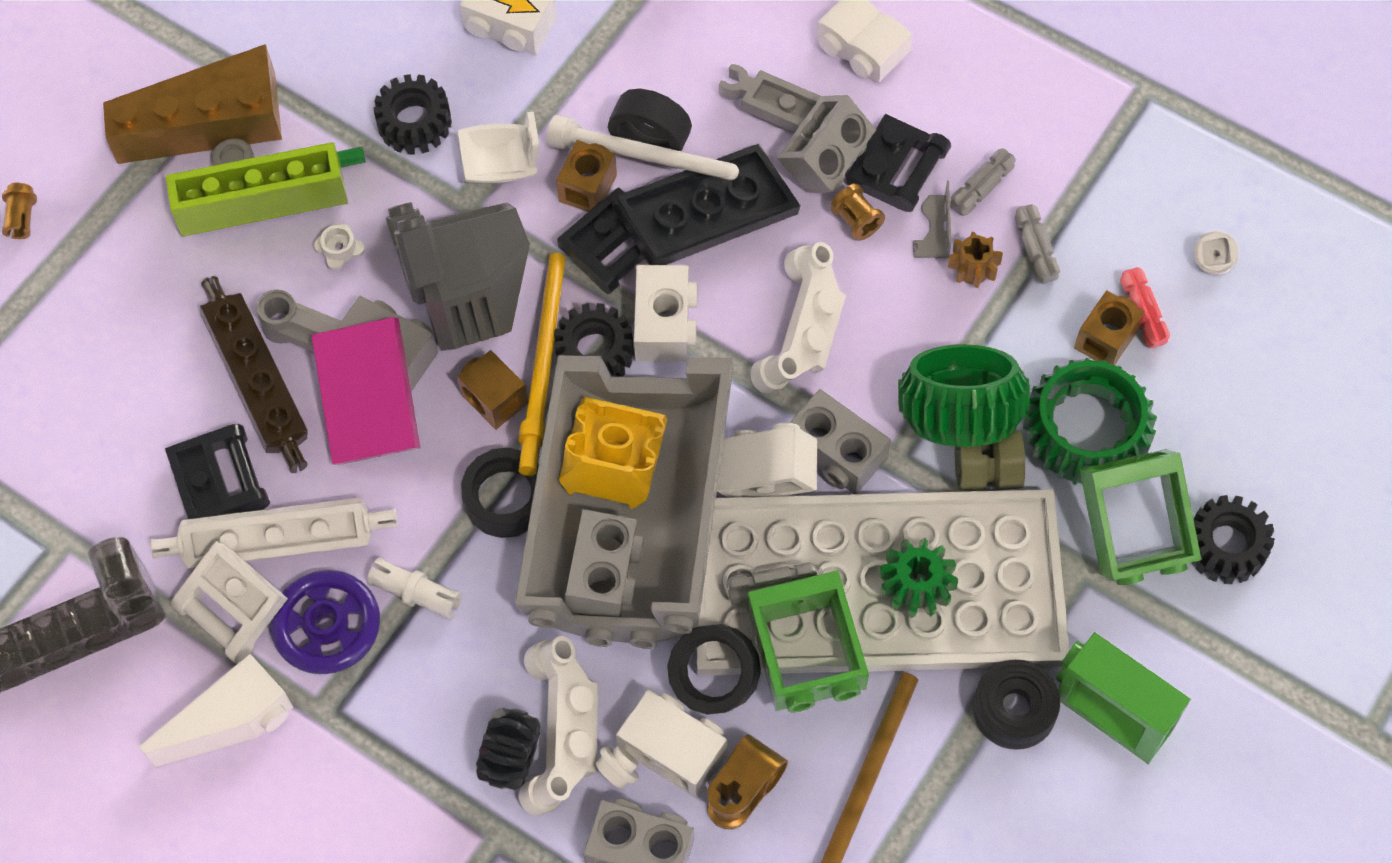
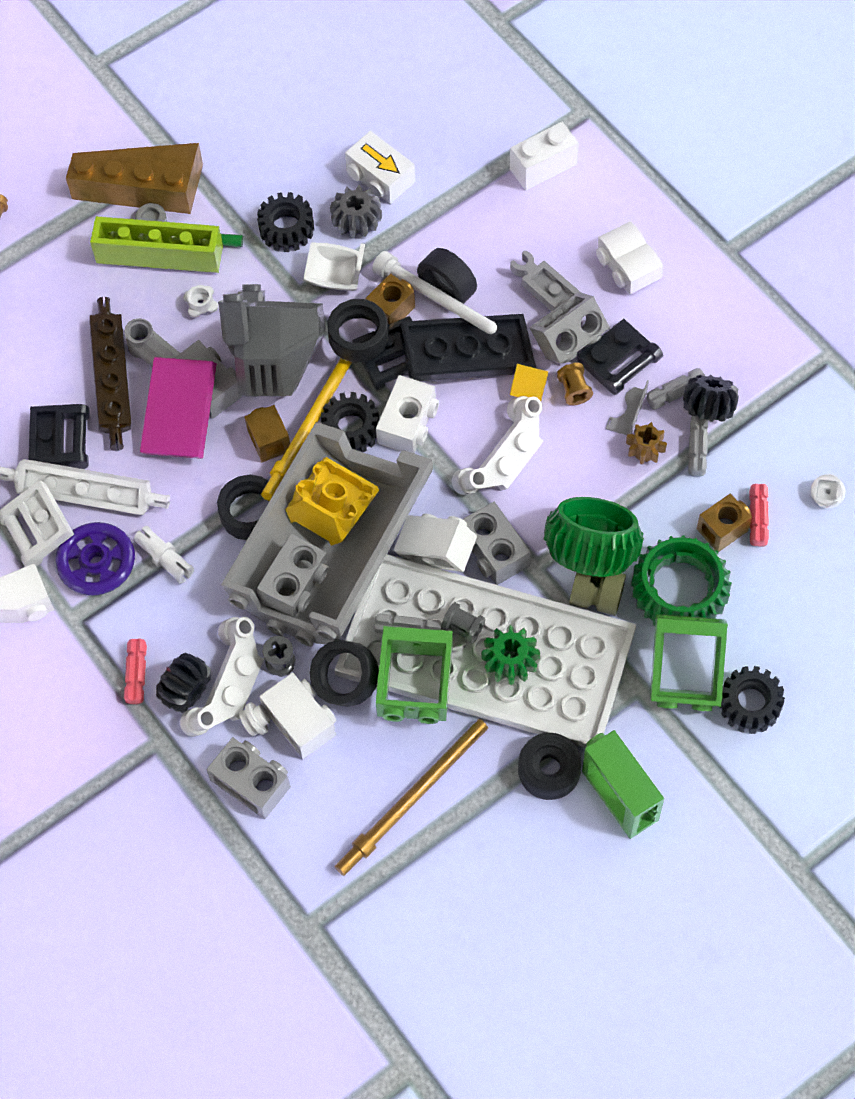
camera: 20 degrees right, 0 degrees up
(434, 754) = (135, 671): none -> coral axle
(498, 75) = (356, 211): none -> flat silver gear
(563, 195) = (351, 310): none -> black tyre
(618, 660) = (272, 662): none -> dark grey bush
(748, 776) = (341, 754): pearl gold piece -> none
(799, 226) = (528, 382): none -> yellow tile
(842, 556) = (463, 623): none -> dark grey bush
(1033, 180) = (710, 398): none -> black gear

